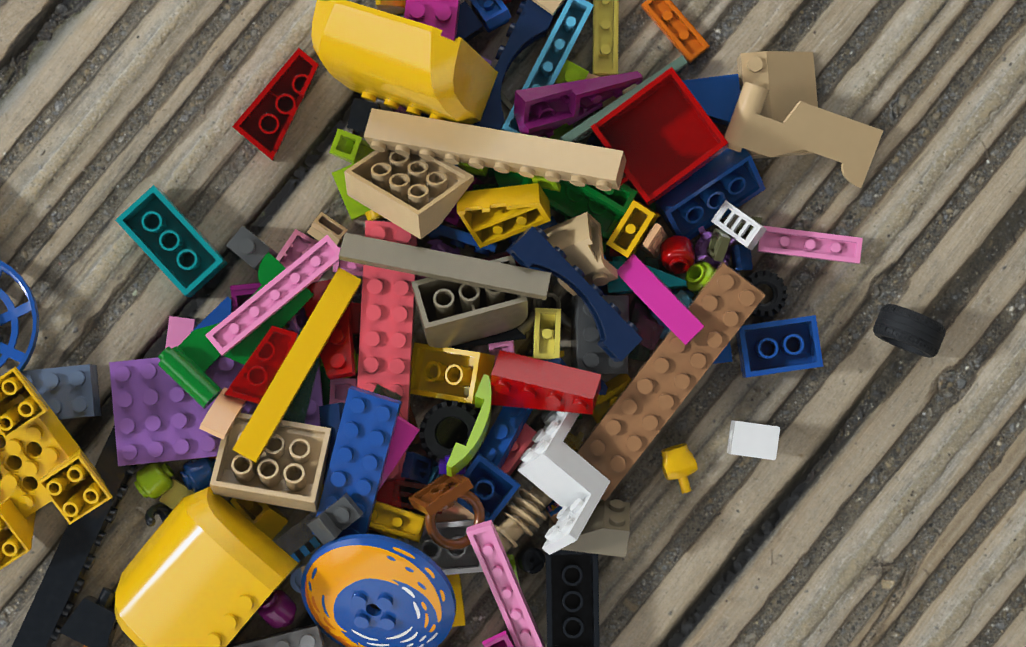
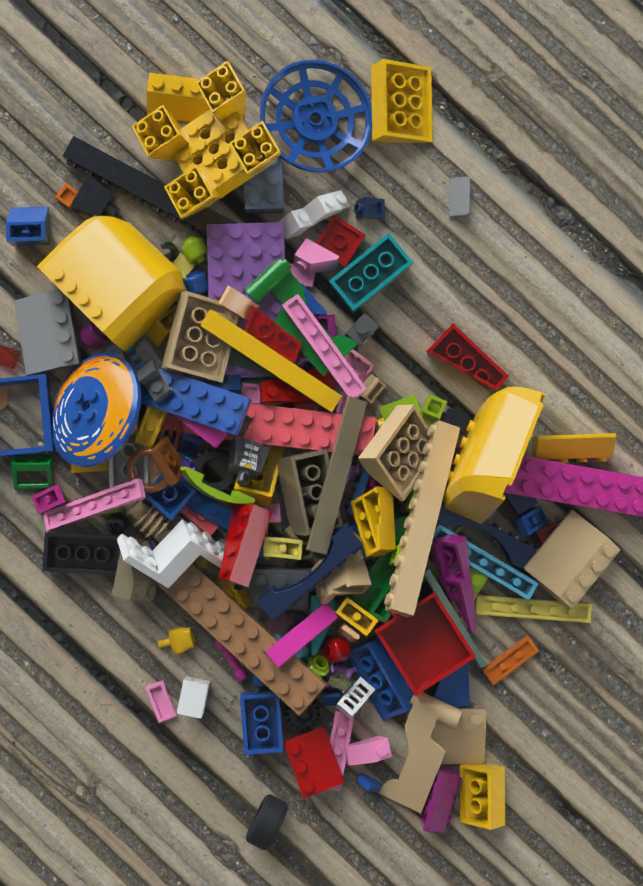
camera: 100 degrees right, 0 degrees up
(61, 129) = (459, 197): none -> light grey slope
(84, 248) = (370, 208): none -> dark blue bracket
(94, 323) = (316, 211): none -> white arch
(131, 287) = (341, 239): none -> red plate
(156, 317) = (314, 258): none -> bright pink slope
(431, 390) = (246, 459): none -> dark grey torso
(717, 381) = (240, 673): none -> dark pink bar
(762, 484) = (160, 701): none -> bright pink tile
(806, 204) = (368, 750): none -> bright pink slope
(826, 274) = (313, 762): none -> red slope
(849, 201) = (369, 783): none -> blue tile
(854, 51) = (482, 795): none -> yellow slope
(864, 105) = (440, 800): none -> magenta slope

